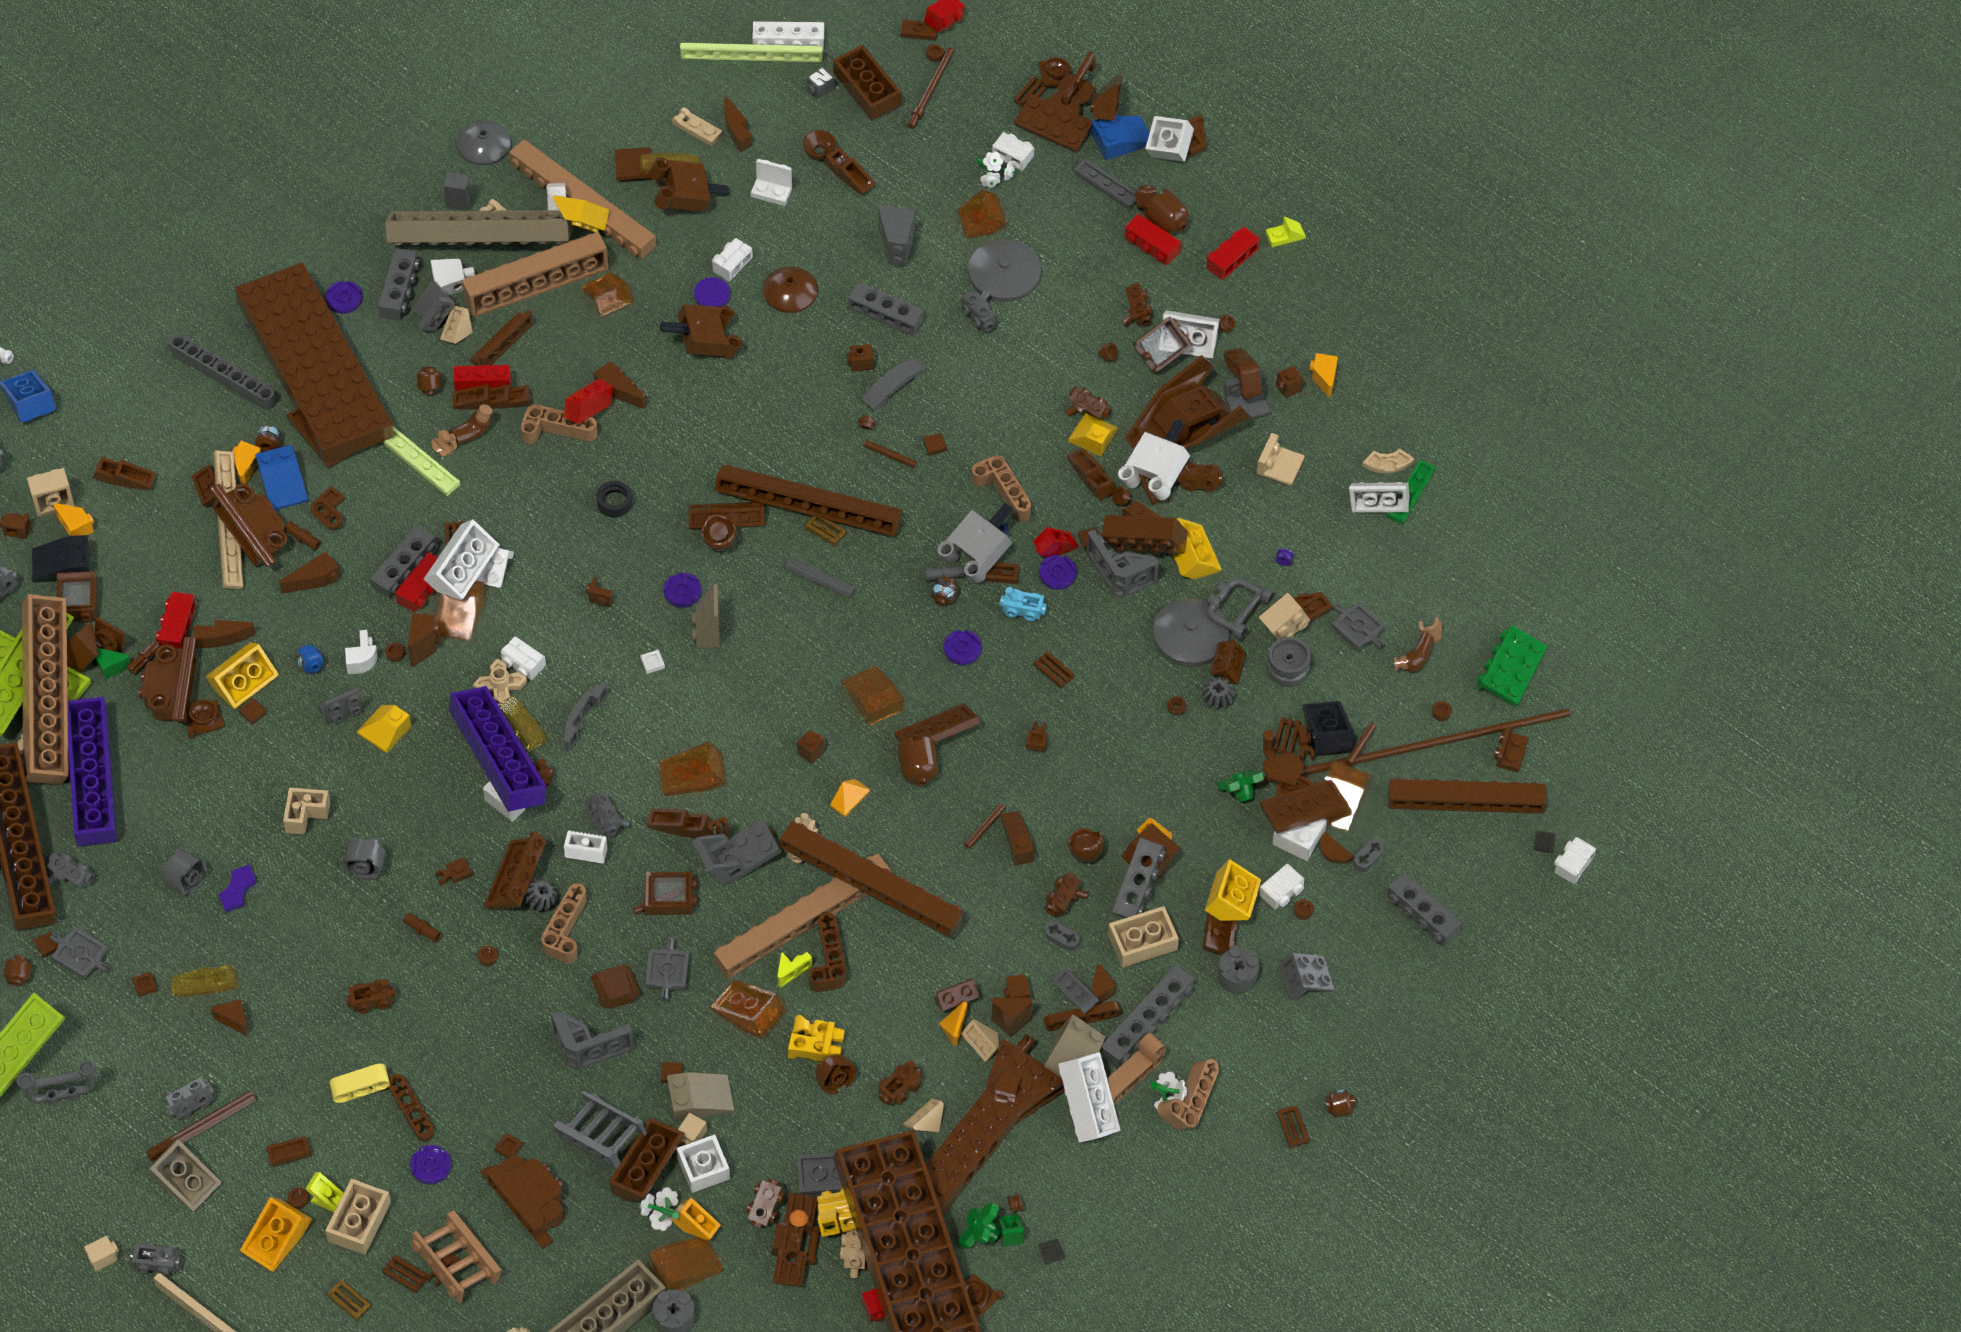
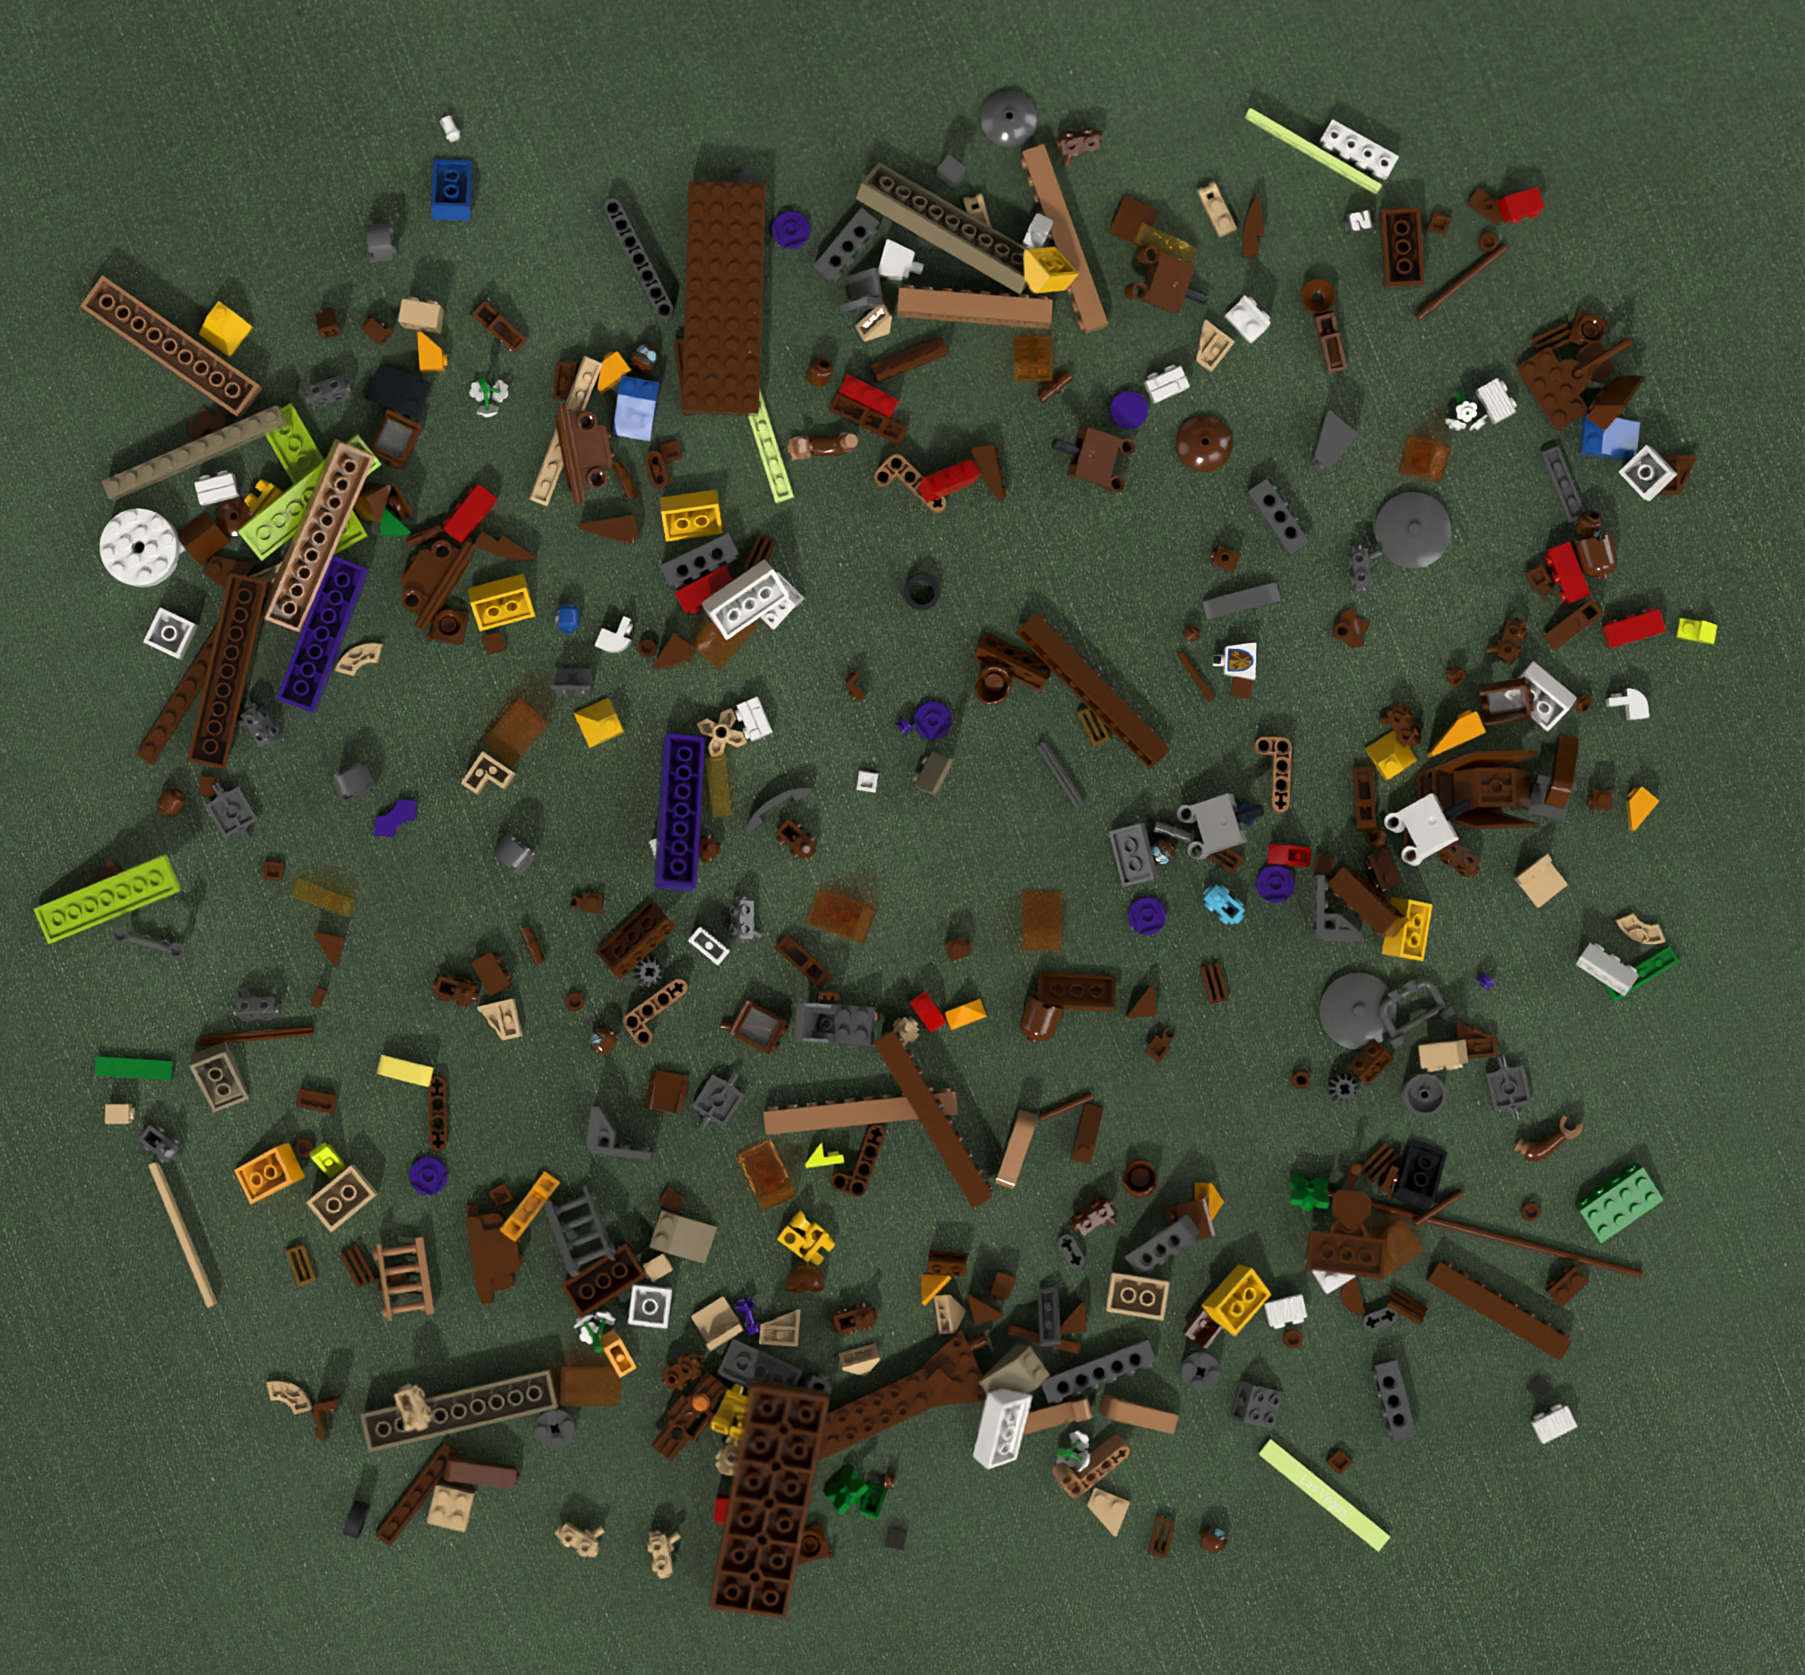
camera: 25 degrees right, 30 degrees up
(95, 1210) = (134, 1068): none -> green tile
(133, 779) = (358, 656): none -> tan tile
(136, 526) = (481, 391): none -> white plant
(244, 1063) = (319, 997): none -> reddish brown tile
(313, 762) = (516, 732): none -> clear orange slope
(376, 534) = (691, 515): none -> yellow slope
(397, 966) = (492, 973): none -> reddish brown brick
(427, 999) = (503, 1018): none -> tan wing
(531, 969) = (603, 1039): none -> reddish brown head
(542, 1135) = (530, 1206): none -> light orange slope
(549, 130) = (1073, 142): none -> reddish brown brick
(615, 730) = (801, 844): none -> reddish brown brick
(638, 304) = (1054, 387): none -> reddish brown pin
(659, 603) = (903, 726): none -> dark purple bush
(753, 218) = (1212, 346): none -> tan wing
(775, 1151) = (717, 1323): none -> tan bracket
(791, 1125) = (746, 1305): none -> dark purple bar
(815, 806) = (928, 1012): none -> red slope
(838, 1129) = (782, 1330): none -> tan wing
(887, 58) = (1439, 223): none -> reddish brown tile
(918, 423) = (1238, 661): none -> torso
(920, 602) = (1133, 854): none -> dark grey plate
(961, 874) = (1016, 1149): none -> medium nougat beam
(1000, 359) = (1353, 629): none -> reddish brown plate
(1005, 713) = (1144, 1006): none -> reddish brown slope
(1133, 255) = (1539, 579): none -> reddish brown plate
(1141, 385) = (1459, 731): none -> light orange slope
(1181, 269) = (1573, 624): none -> reddish brown slope
(1205, 1030) = (1138, 1414): none -> medium nougat beam
(1230, 1128) = (1108, 1509): none -> tan wing
(1268, 302) = (1634, 702): none -> white brick
(1386, 833) = (1408, 1304): none -> reddish brown tile
(1410, 986) = (1339, 1461): none -> reddish brown tile
(1415, 1019) = (1324, 1495): none -> yellowish green tile

